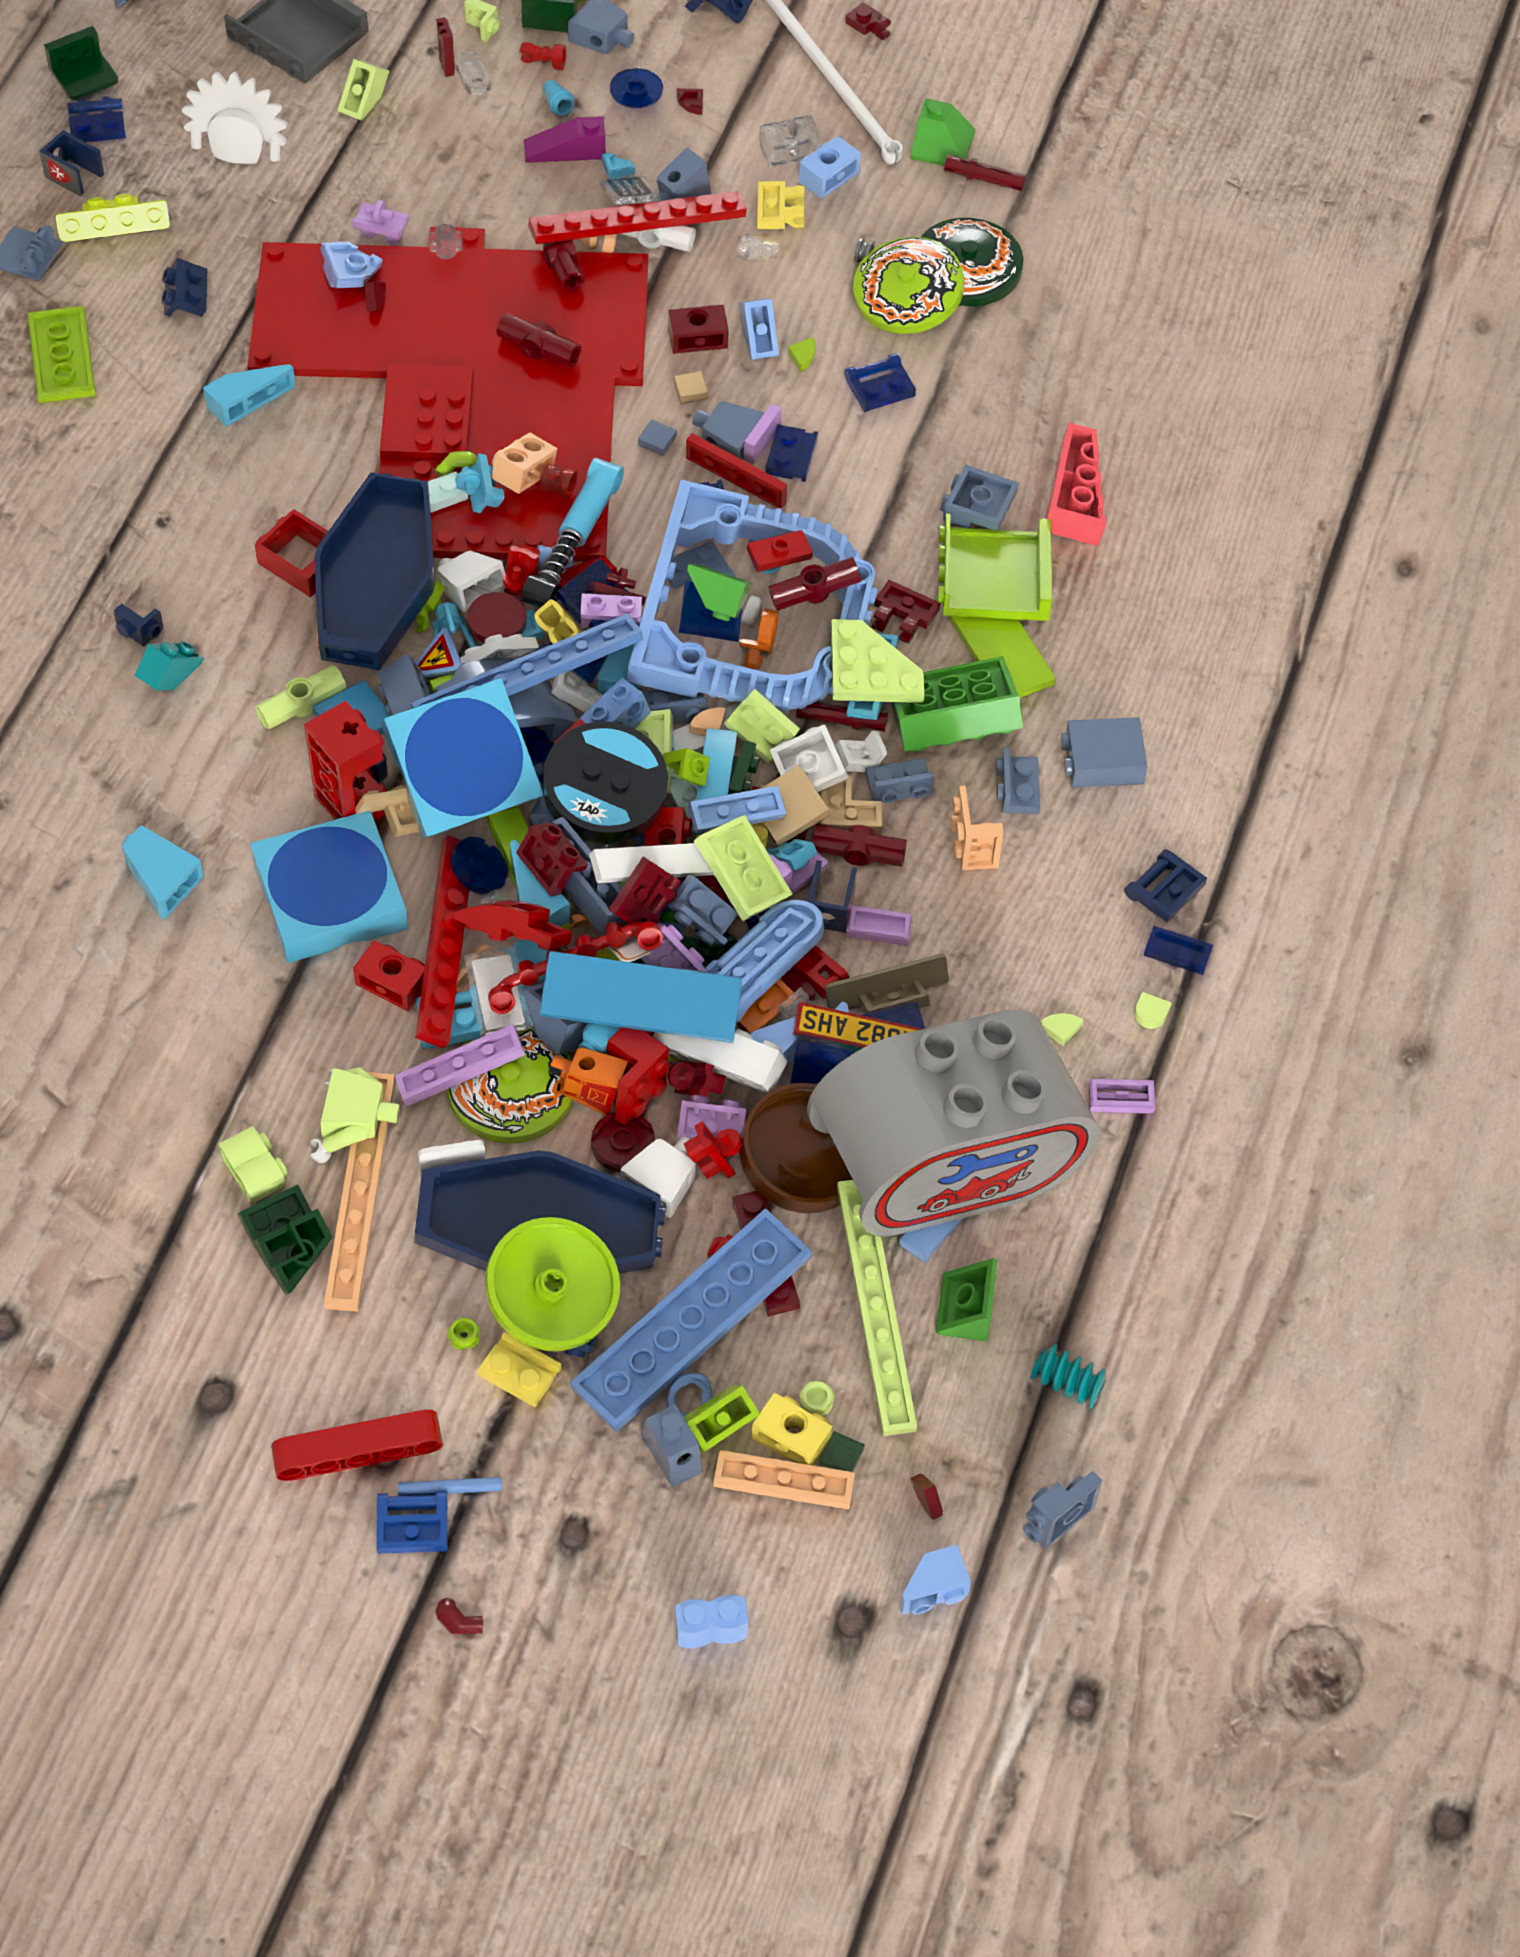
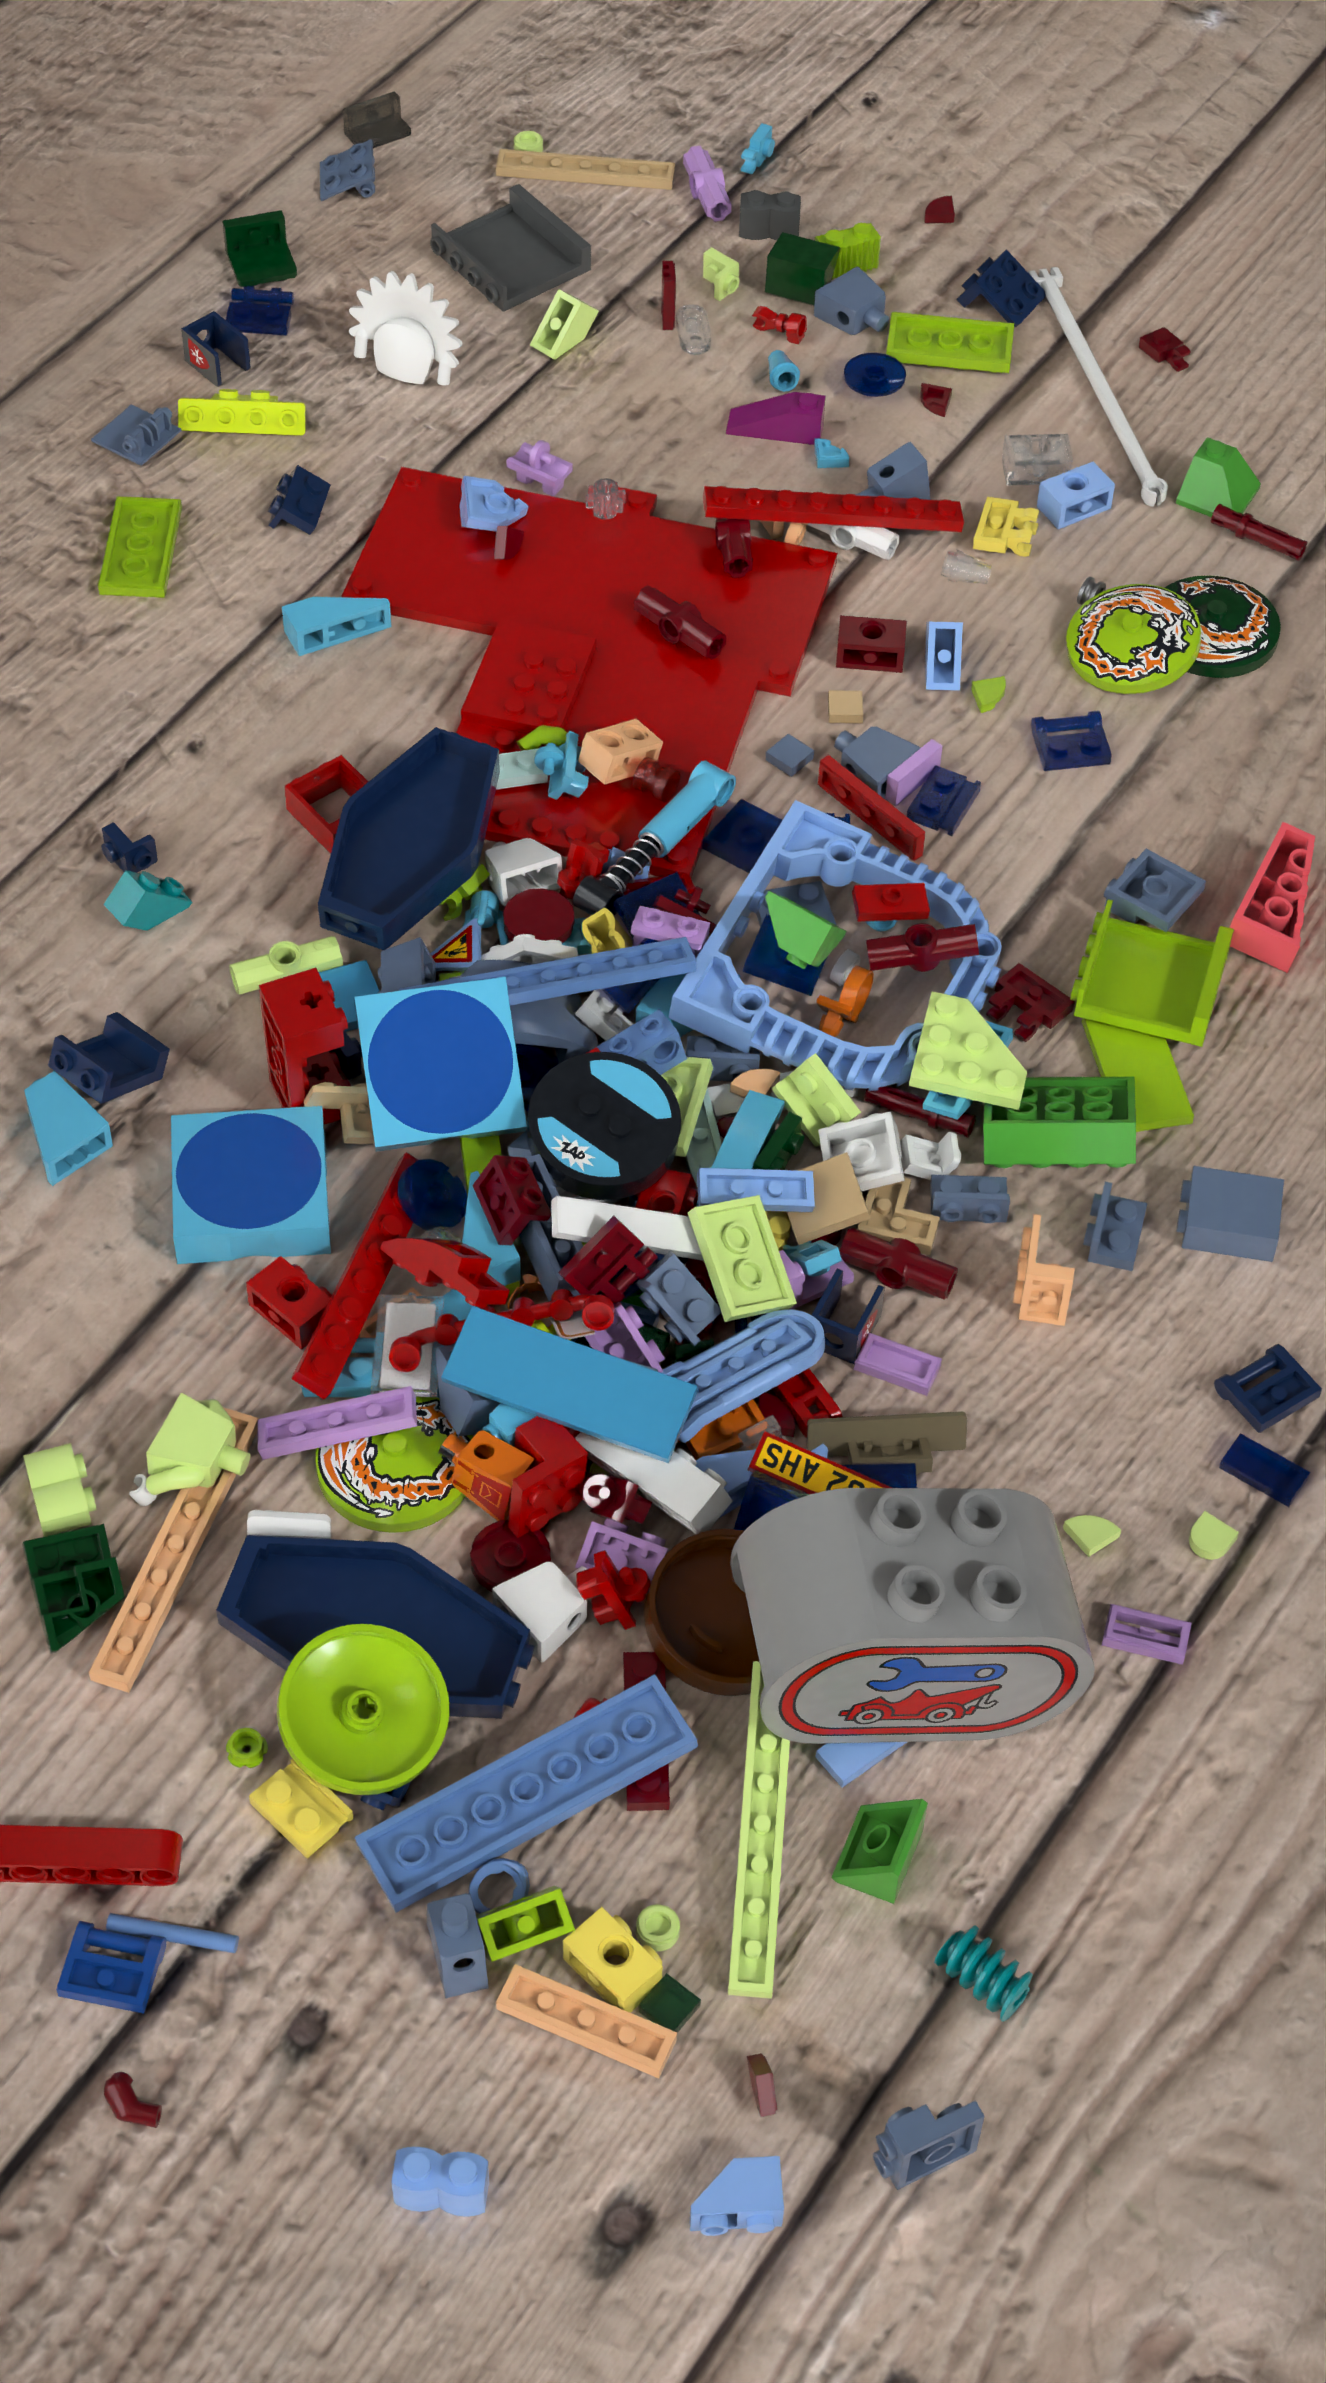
camera: 15 degrees right, 5 degrees down
(184, 806) = (111, 1062): none -> dark blue panel
(629, 190) = (833, 479): piece -> none
(642, 515) = (742, 835): none -> clear blue tile
(688, 765) = (711, 1126): lime bracket -> none
(690, 47) = (950, 342): none -> lime plate

